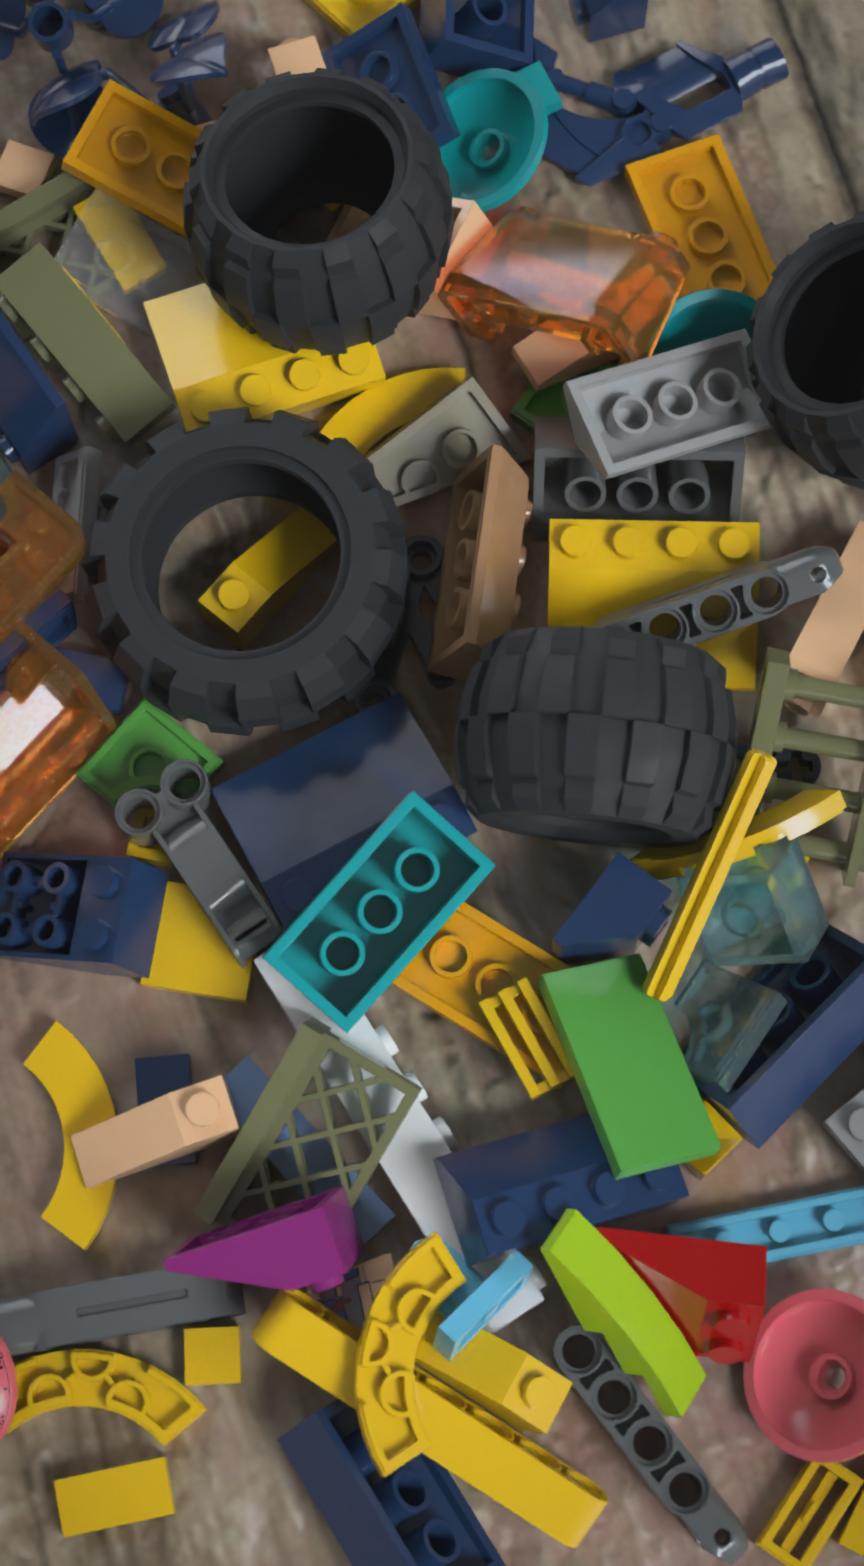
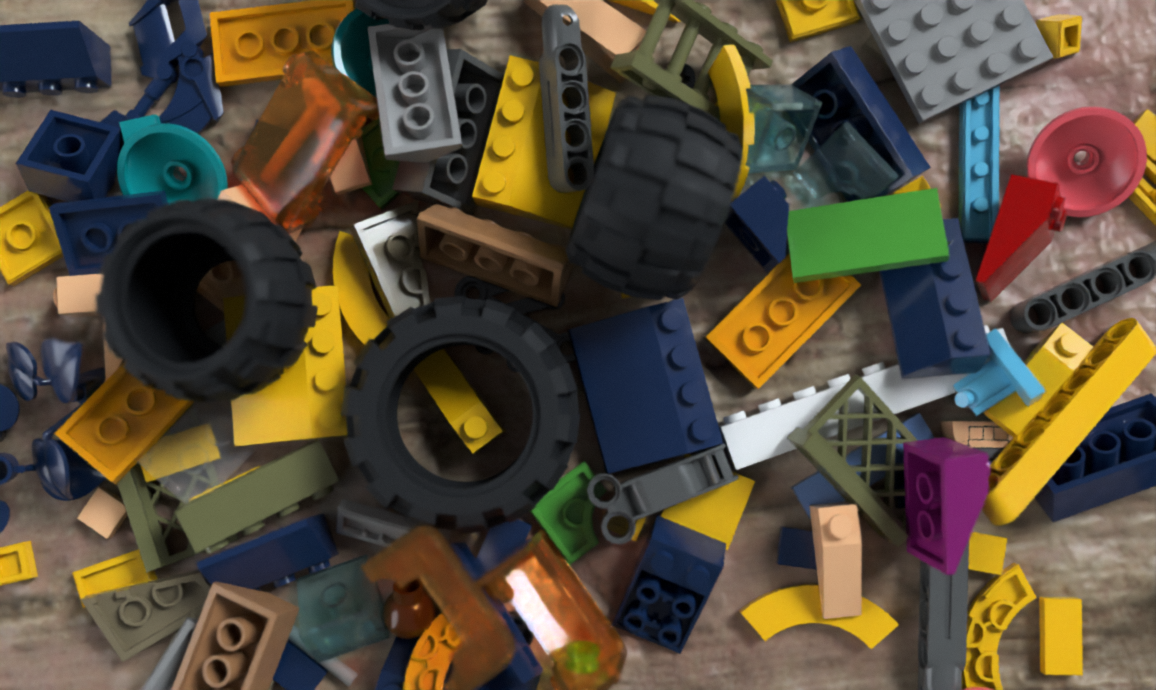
camera: 75 degrees left, 10 degrees up
(378, 911) = (736, 377): teal brick -> none
(388, 1352) = (1030, 436): yellow tile -> none
(506, 998) = (858, 289): yellow tile -> none
(618, 1303) = (1029, 277): lime slope -> none
(709, 874) = (759, 145): yellow axle -> none

